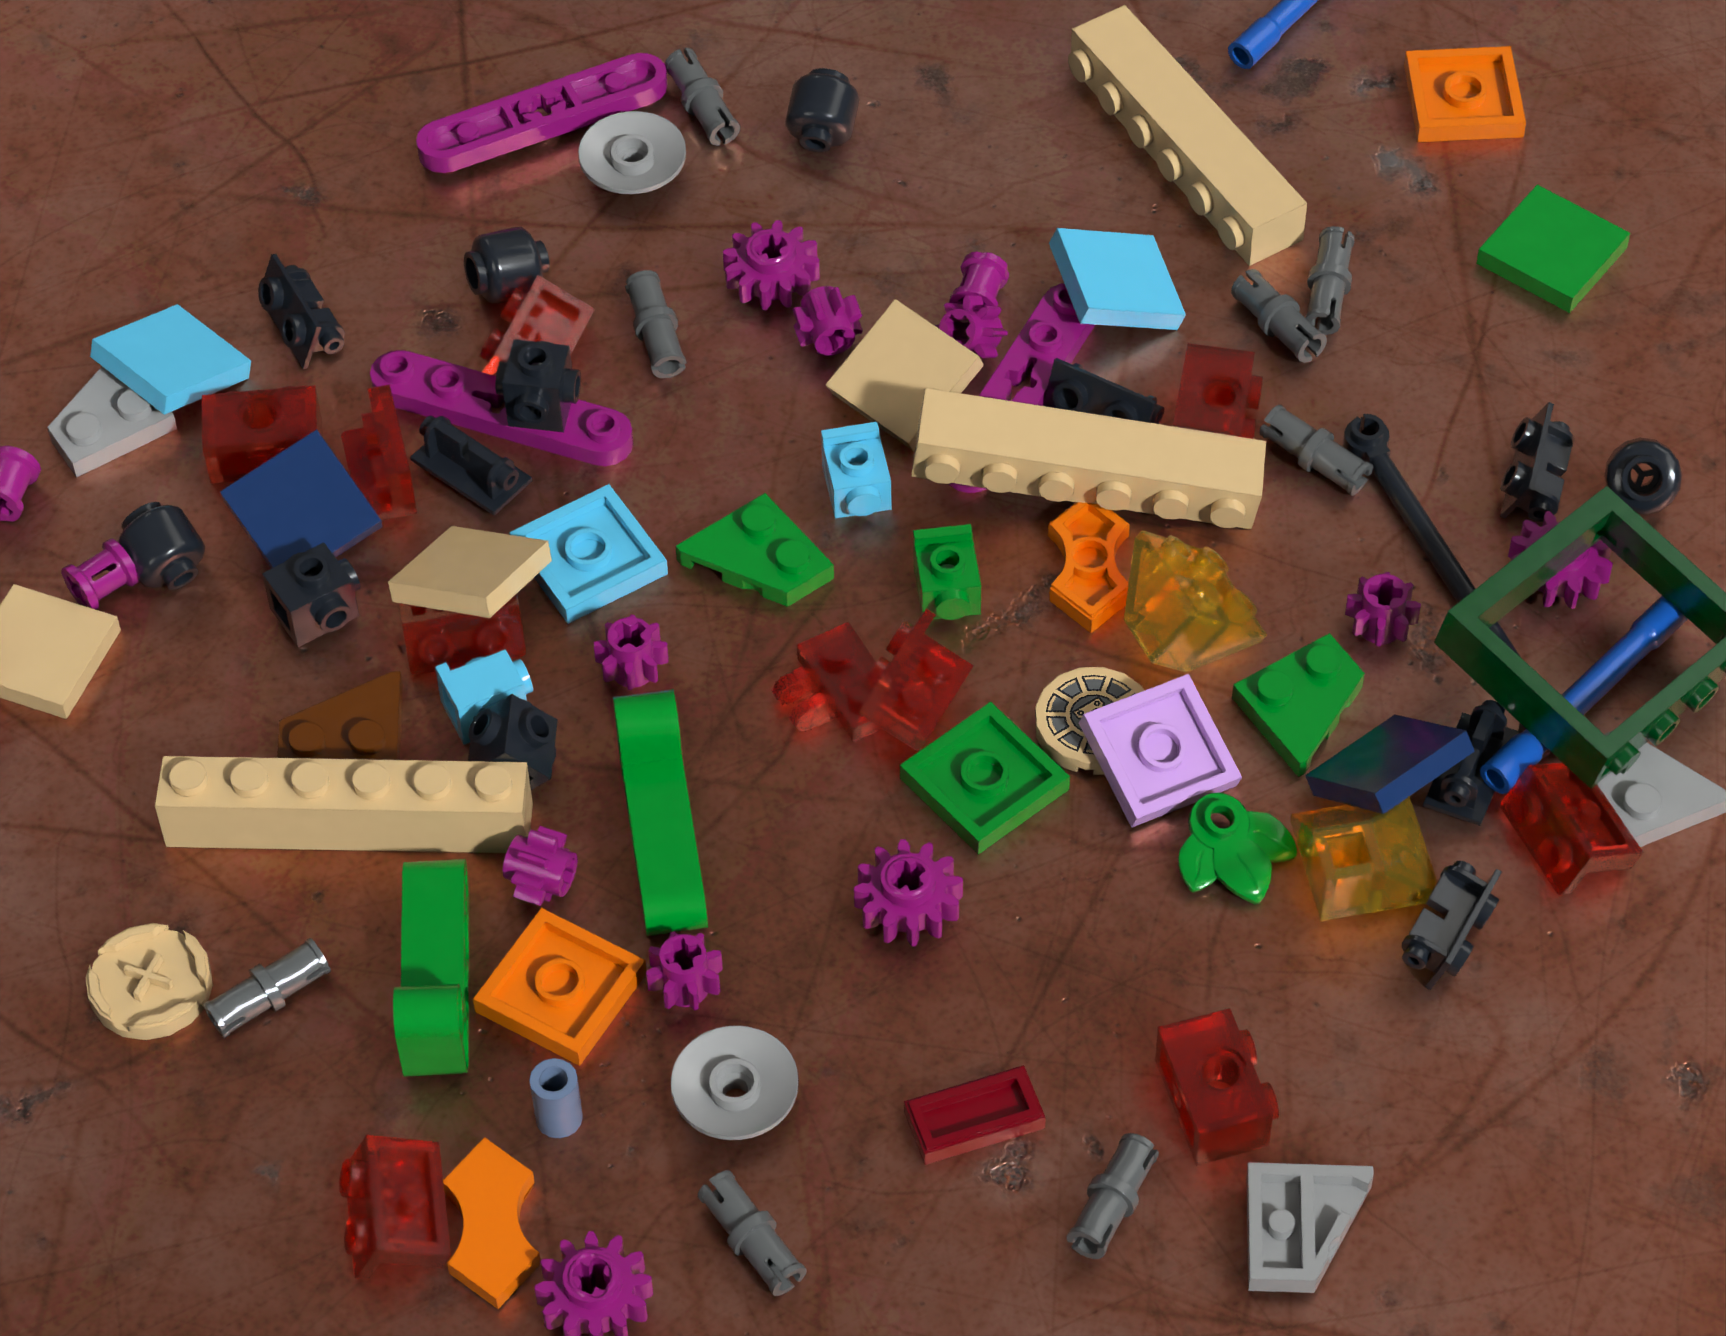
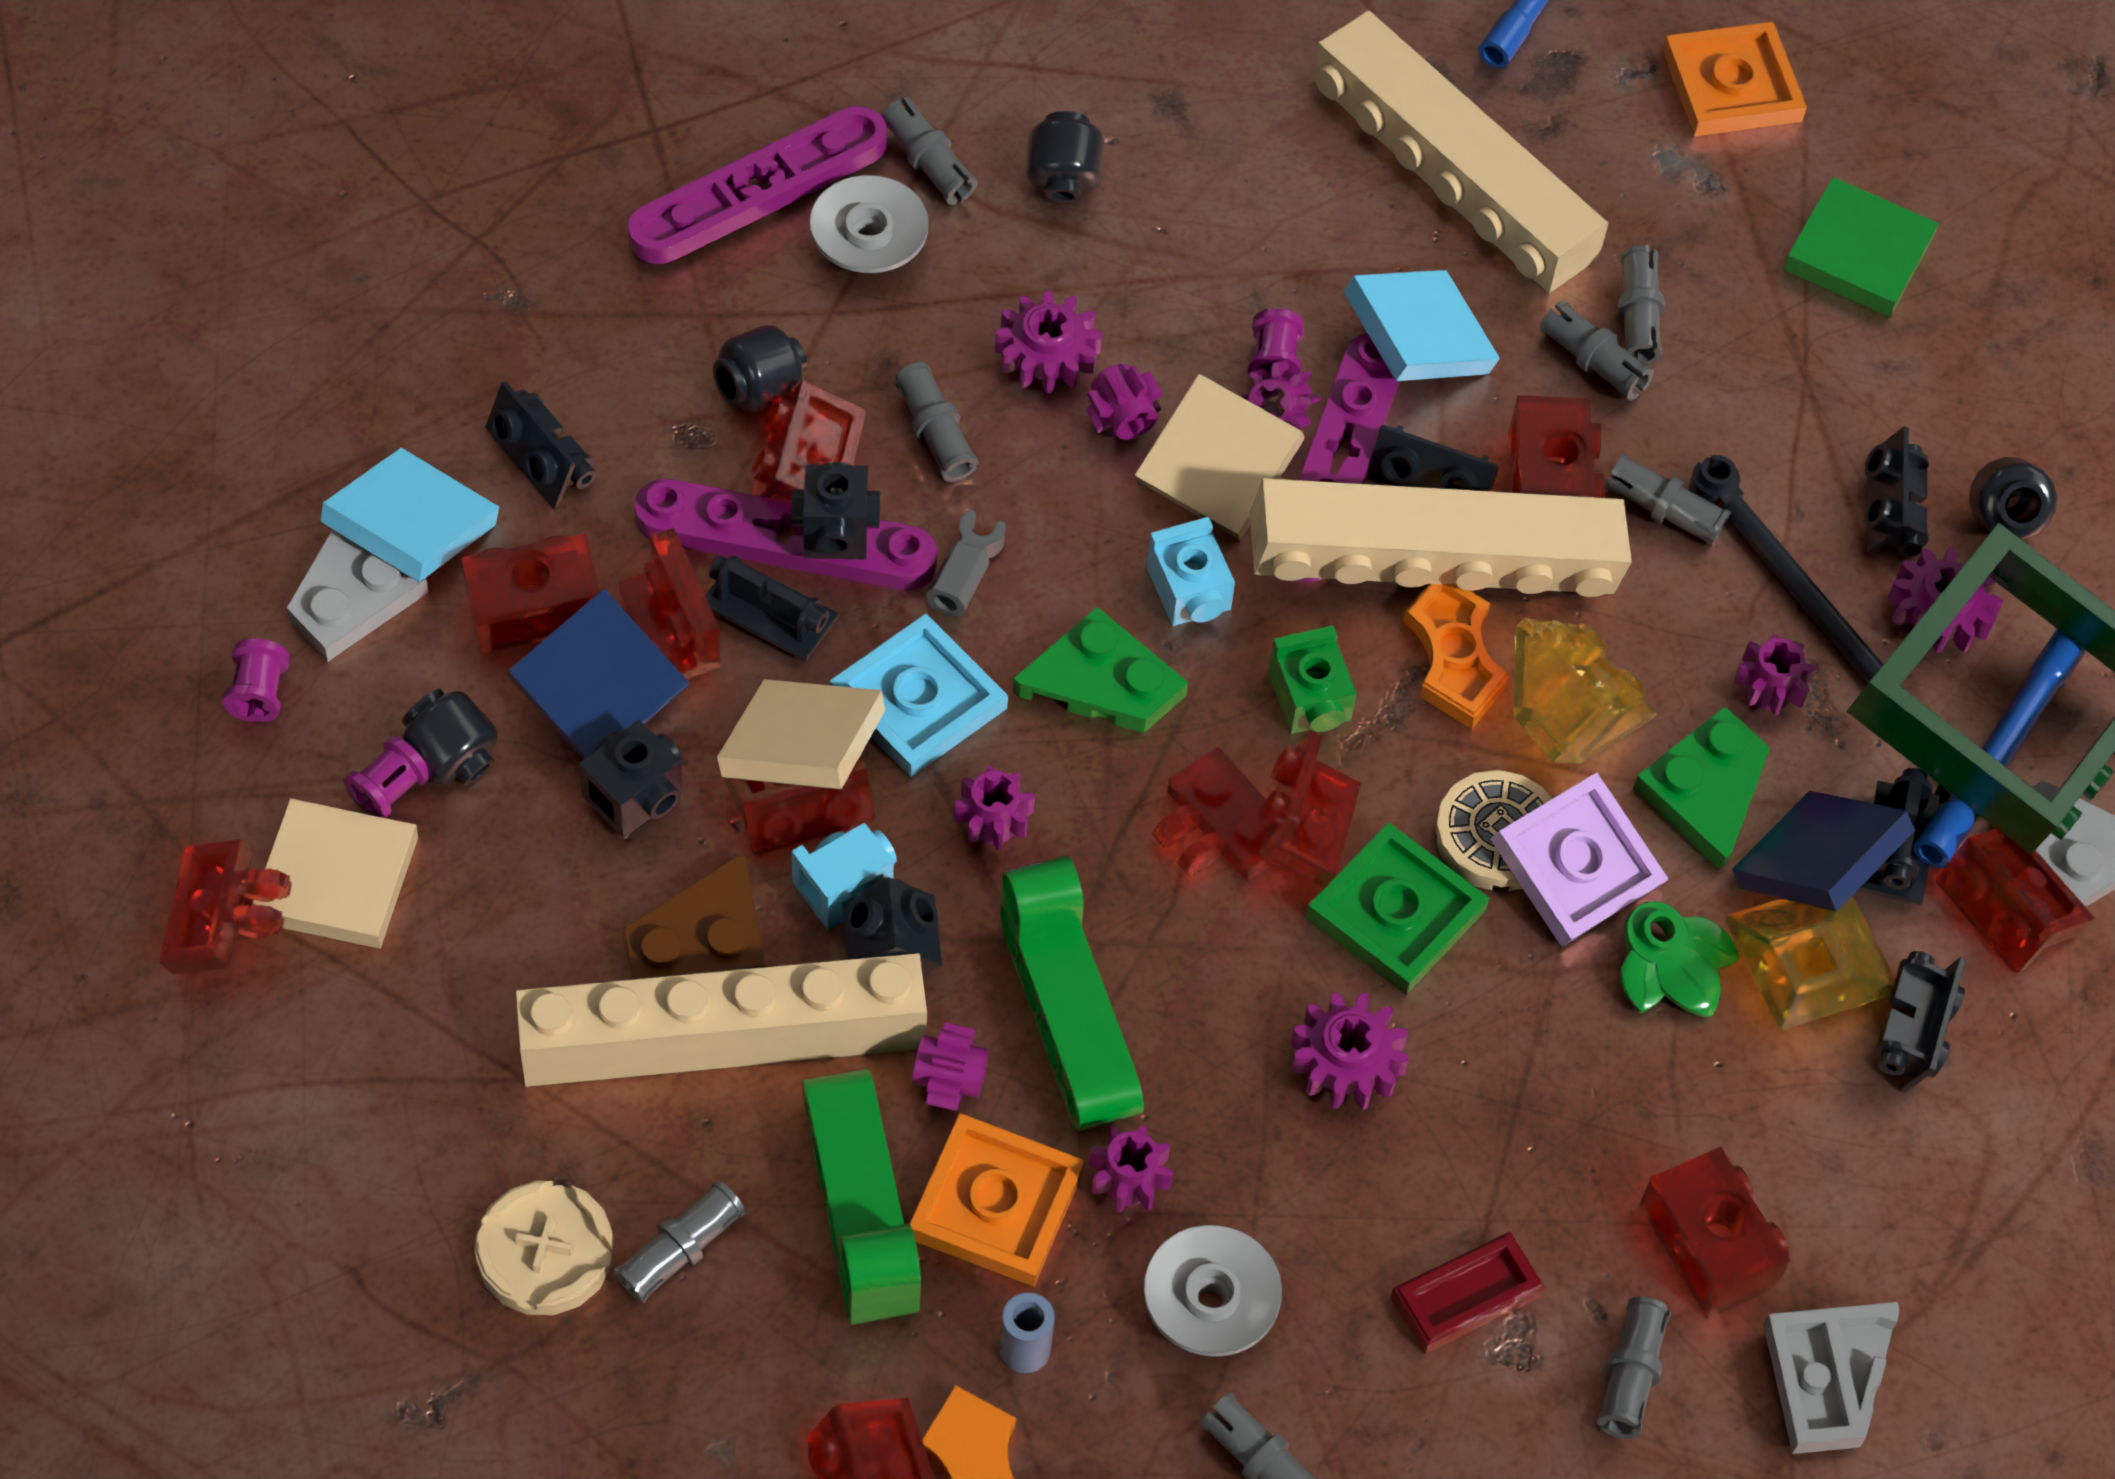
camera: 15 degrees left, 5 degrees up
(654, 448) = (964, 567): none -> dark grey bar

